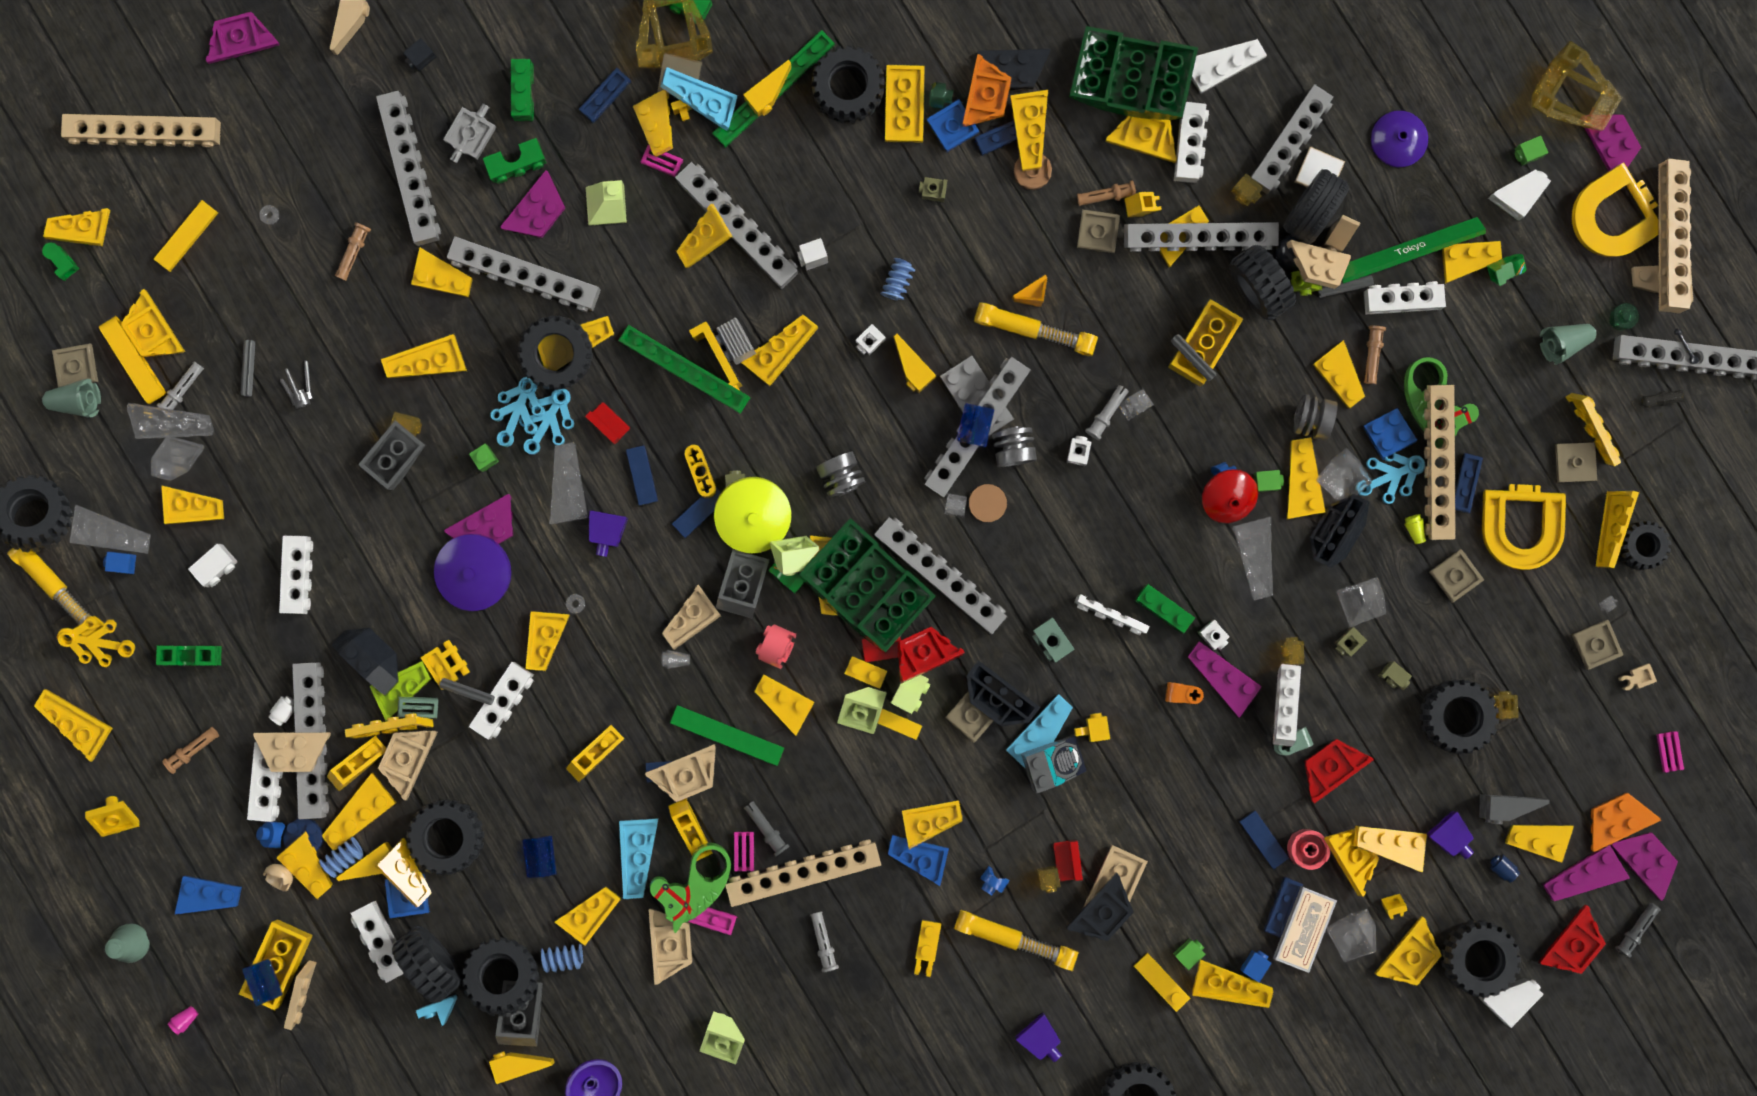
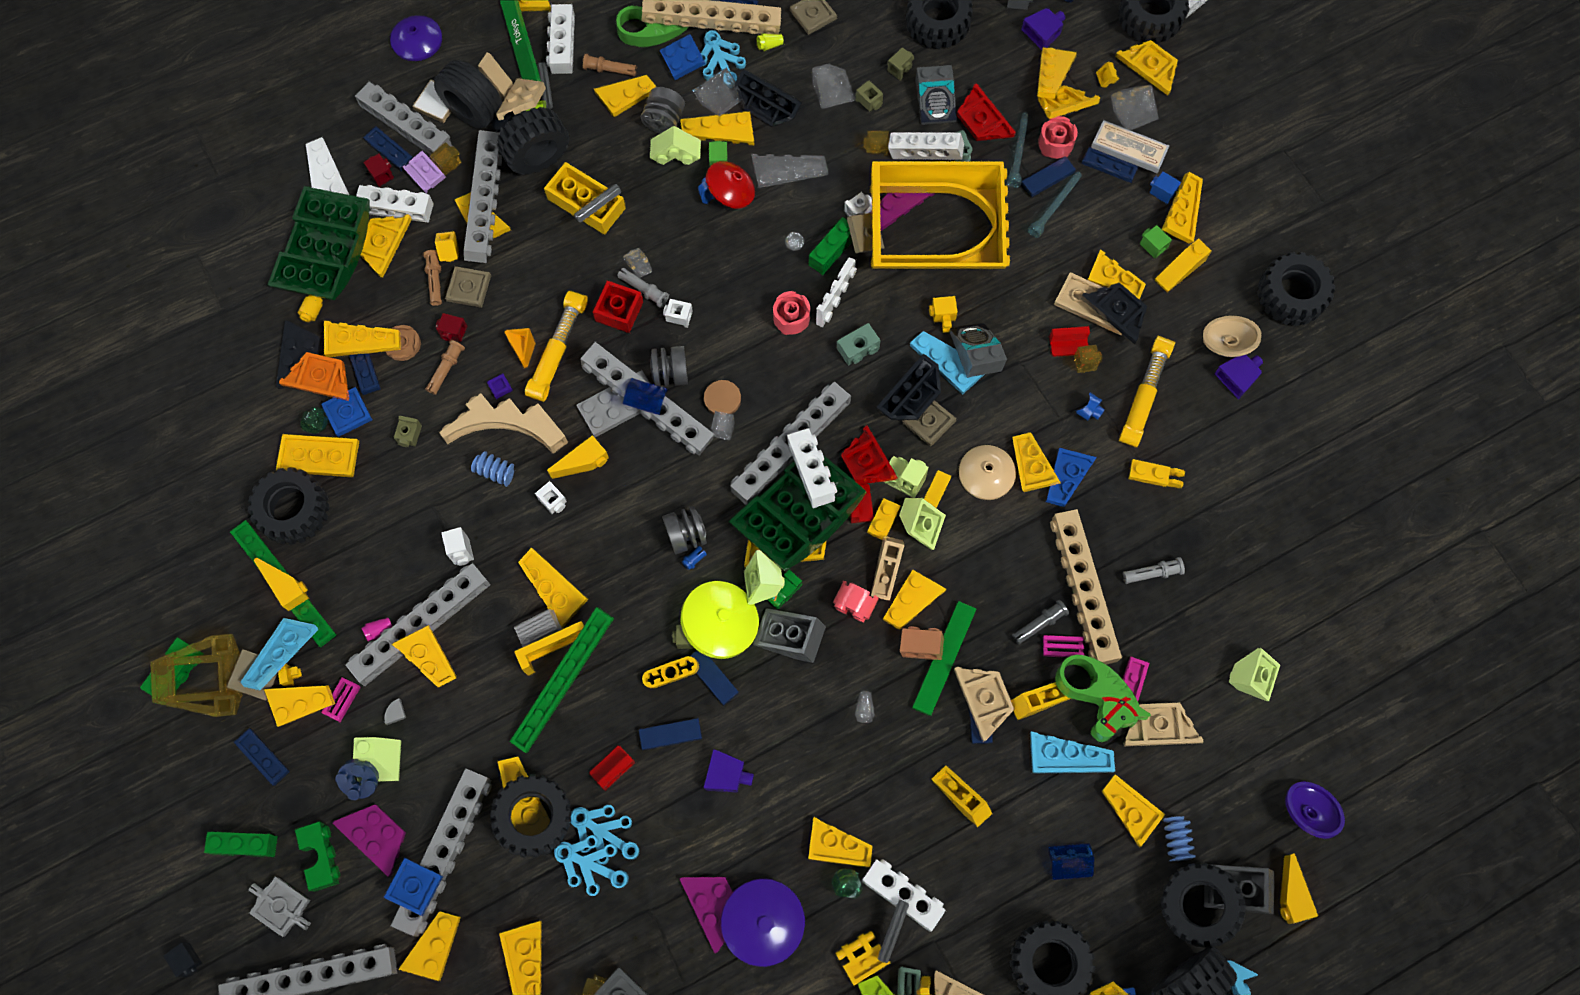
camera: 80 degrees left, 15 degrees down
(484, 457) = (638, 903): bright green brick -> none
(487, 252) = (413, 887): none -> blue plate
(509, 647) = (847, 883): none -> clear green piece
(567, 488) = (679, 814): clear wing -> none
(569, 601) = (804, 804): clear plate -> none
(577, 188) = (353, 788): none -> dark blue plate
(651, 213) = (394, 712): none -> light grey tile
(691, 619) = (822, 687): tan wing -> none
(730, 185) = (374, 629): none -> dark pink cone
(737, 712) = (922, 643): none -> nougat brick
(815, 485) = (693, 558): none -> blue pin
(815, 677) = (887, 567): none -> tan slope
(919, 761) = (987, 483): none -> tan dish
(933, 582) = (817, 494): none -> white brick
(955, 263) = (506, 416): none -> tan arch
(989, 275) = (499, 386): none -> dark purple tile
(1015, 221) = (448, 359): none -> medium nougat pin
(1049, 219) = (451, 327): none -> dark red brick
(1063, 72) = (310, 308): none -> yellow brick
(1080, 389) = (618, 306): none -> red brick
(1086, 558) = (791, 313): none -> coral brick
(1089, 1030) = (1232, 336): none -> tan dish
(1147, 905) = (1108, 272): none -> yellow wing
(1170, 568) = (794, 241): none -> clear tile
(1178, 643) = (861, 232): none -> dark tan plate
(1180, 693) = (912, 235): orange piece -> none
(1200, 827) = (1037, 228): none -> clear light blue piece
(1230, 121) = (379, 169): none -> dark red brick
(1230, 169) = (424, 172): none -> lavender plate
(1240, 765) = (972, 180): none -> yellow panel
(1258, 127) = (388, 148): none -> dark blue tile
(1259, 802) = (1014, 177): none -> clear light blue piece
(1272, 434) = (675, 144): none -> yellowish green brick
(1356, 715) = (936, 94): none -> slope

